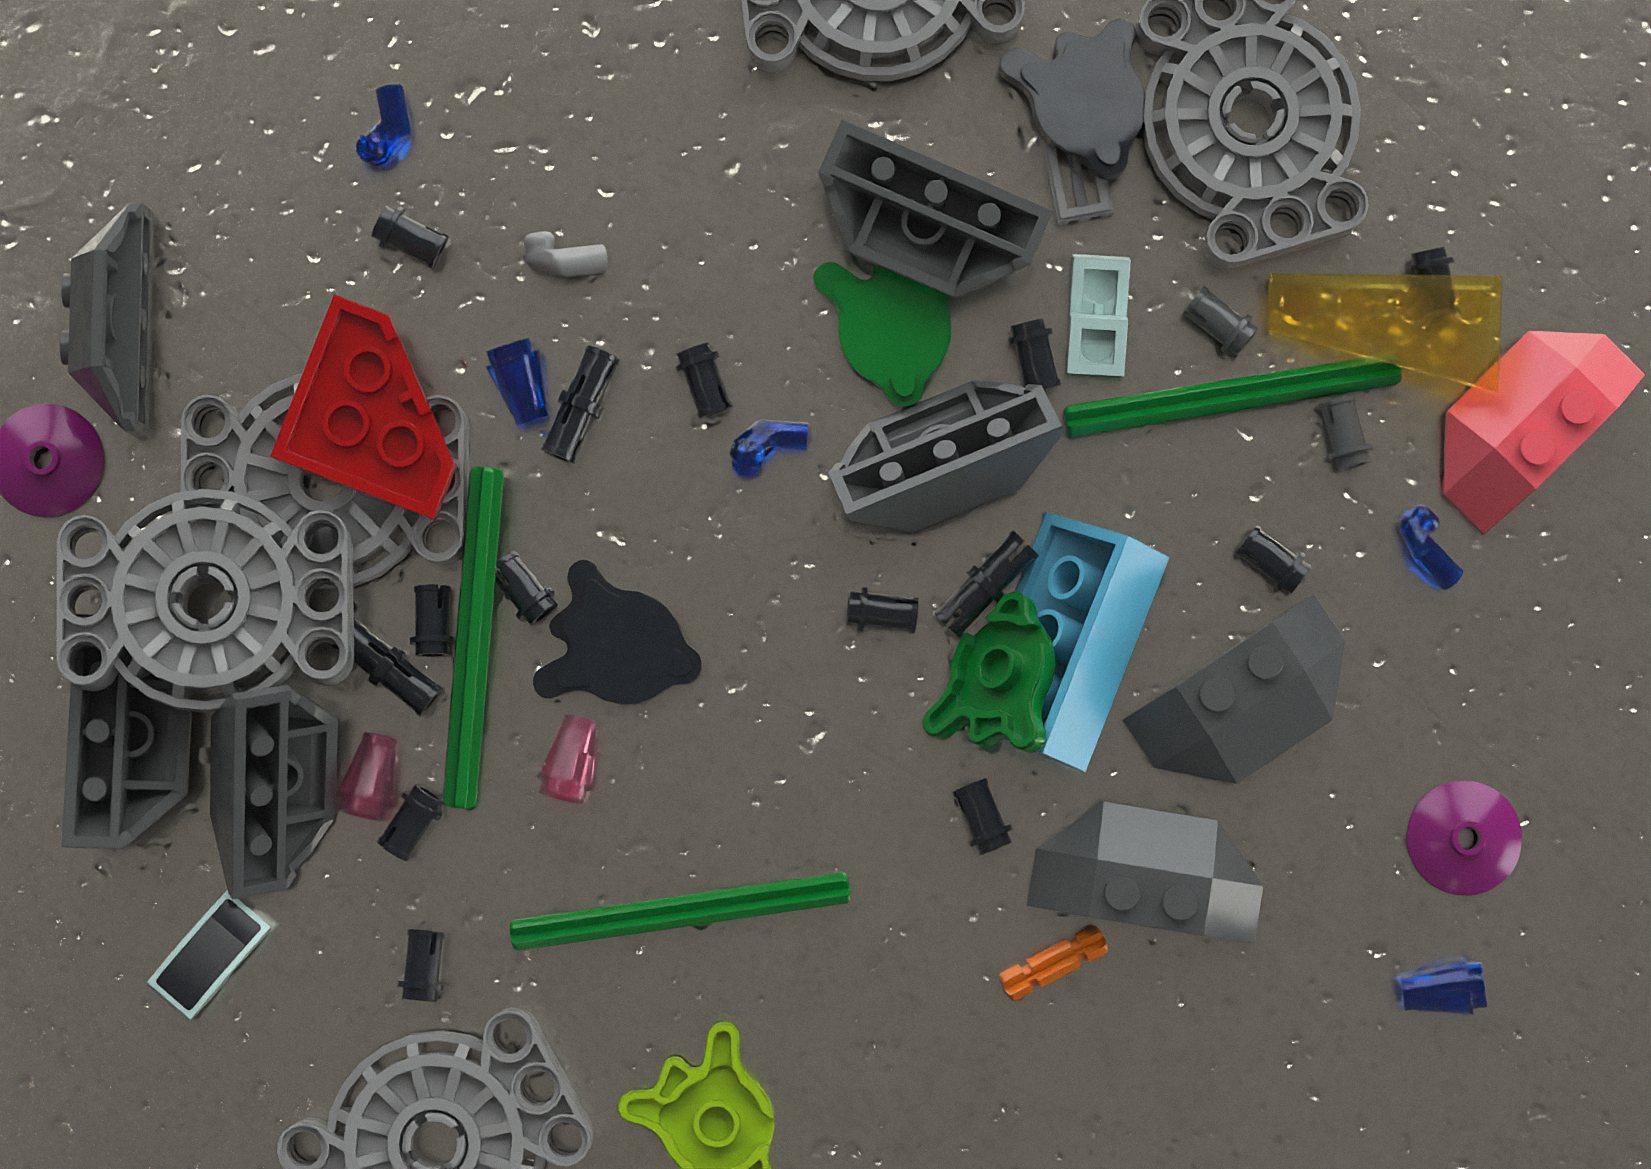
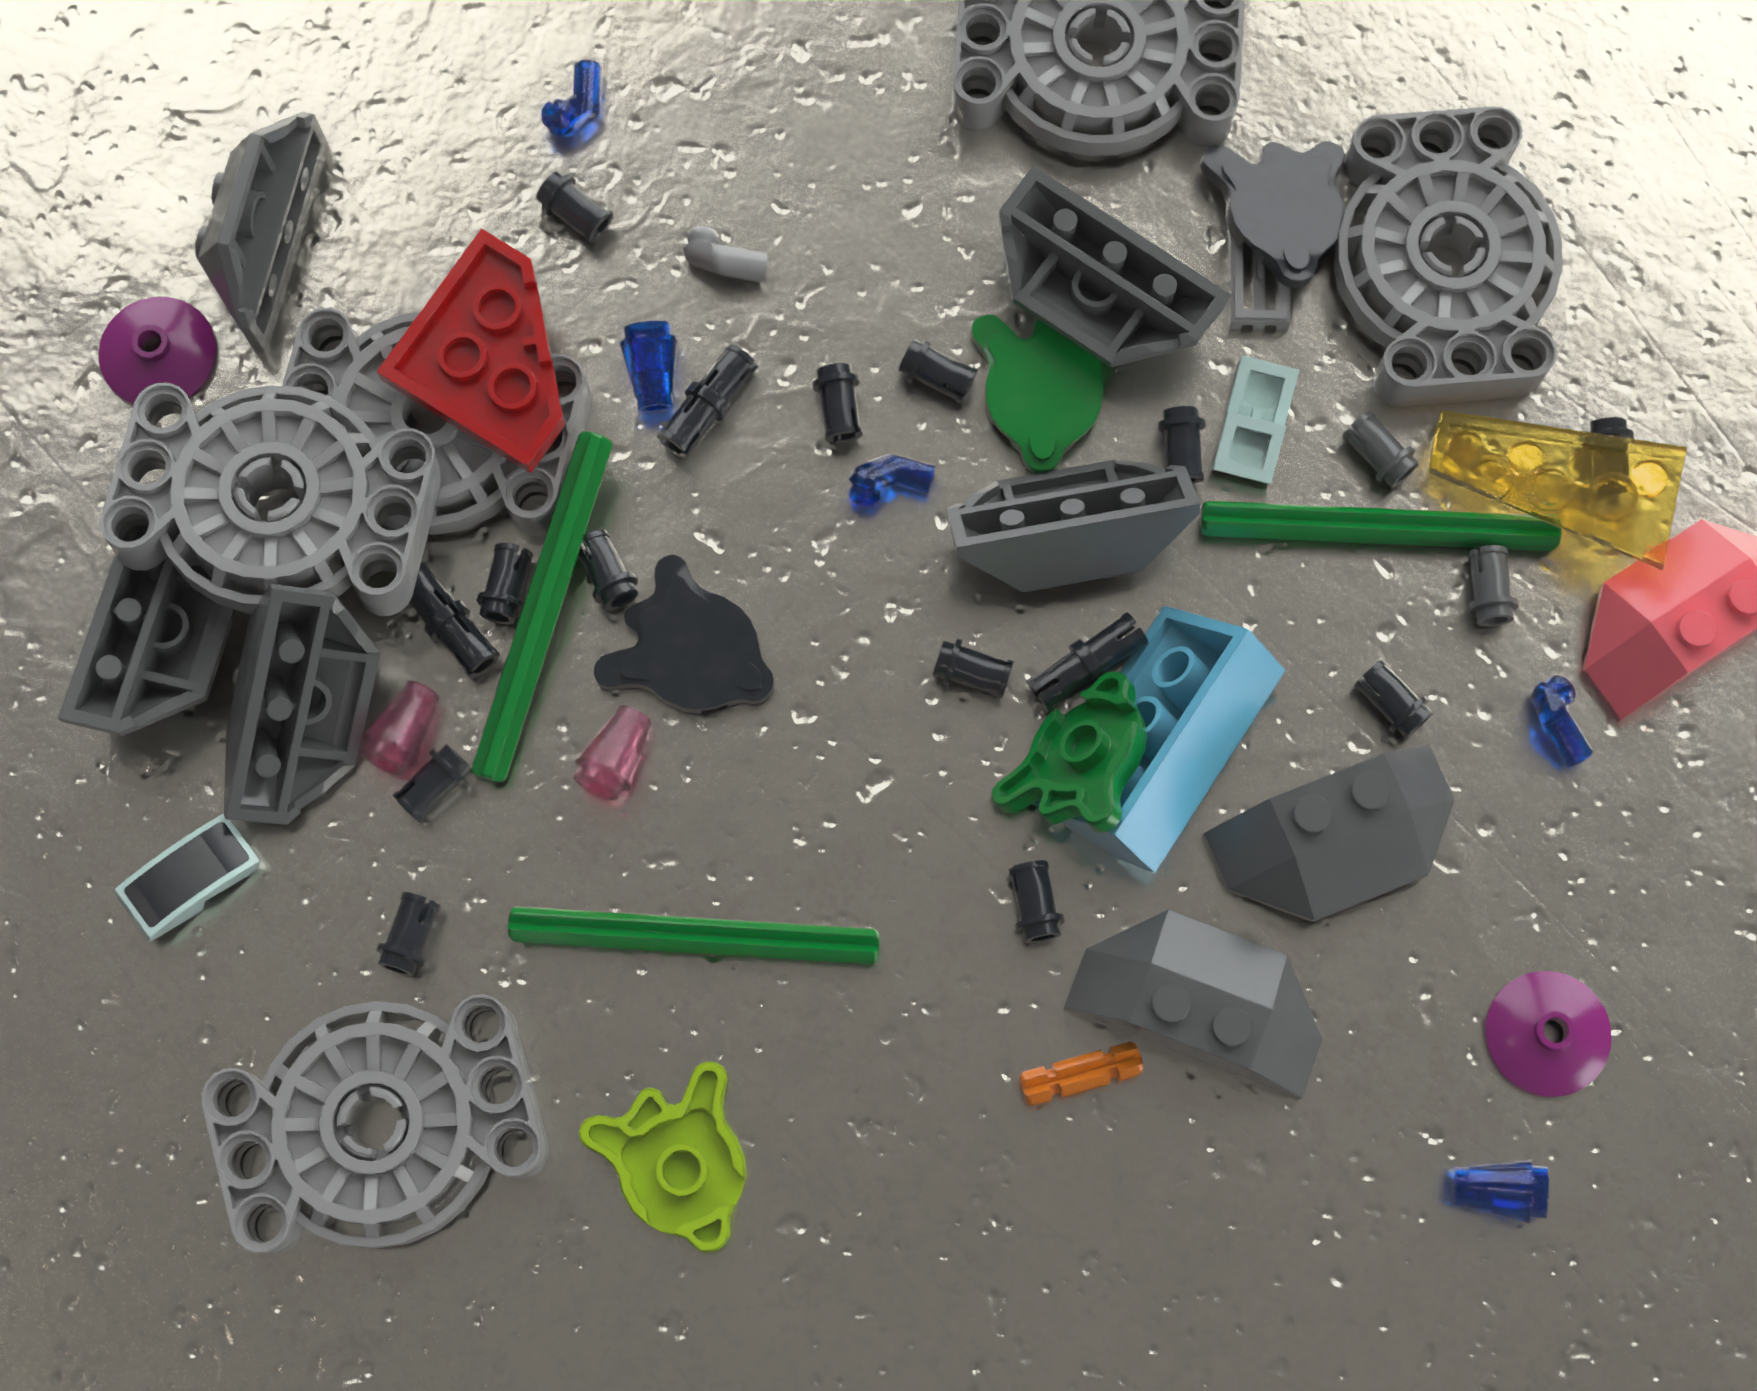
camera: 10 degrees right, 10 degrees down
(790, 329) = (937, 370): none -> black pin

